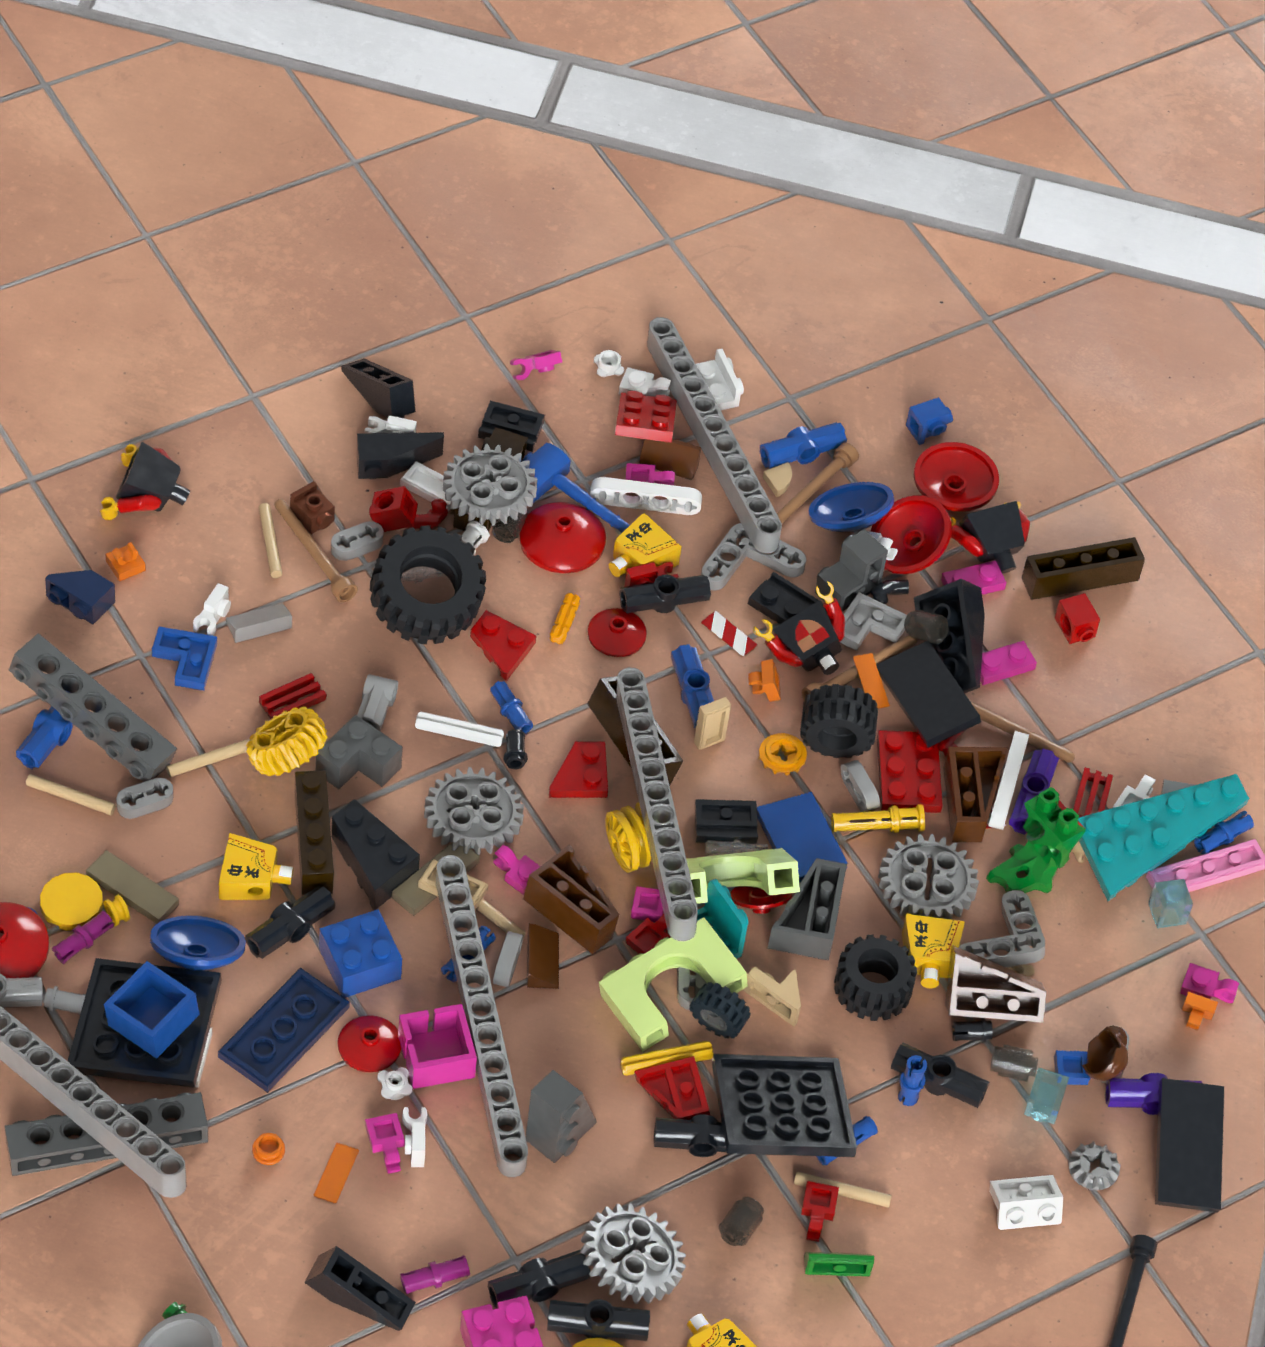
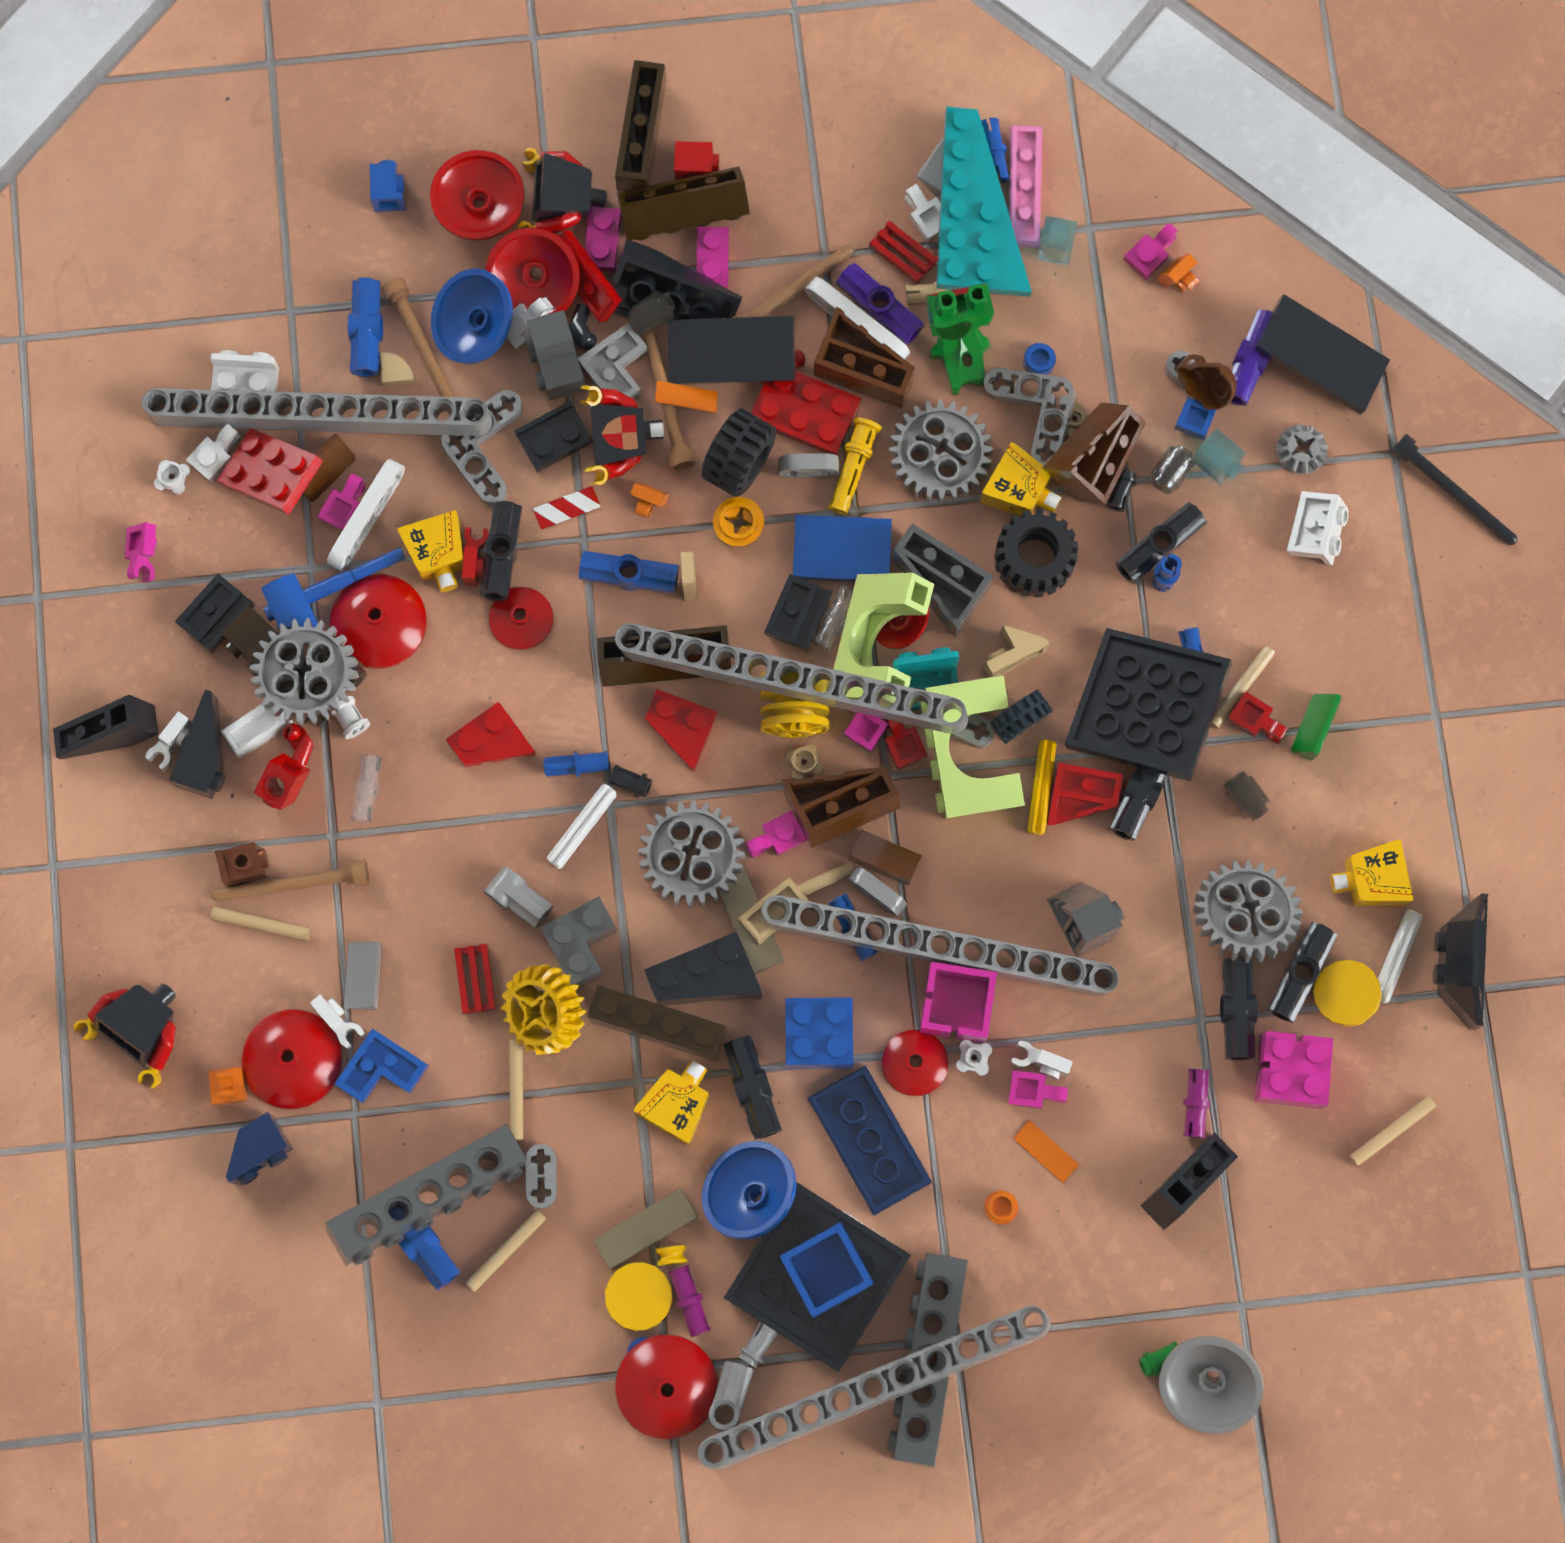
camera: 60 degrees left, 25 degrees up
(174, 607) = (309, 1074): none -> red dish
(357, 541) = (307, 833): light grey beam -> none
(439, 552) = (433, 755): black tyre -> none
(564, 618) = (486, 663): light orange axle -> none
(600, 863) = (808, 753): none -> tan plate
(930, 577) = (593, 286): none -> red tile
(1035, 619) = (683, 203): none -> dark brown brick
(1056, 931) = (1039, 359): none -> blue tile

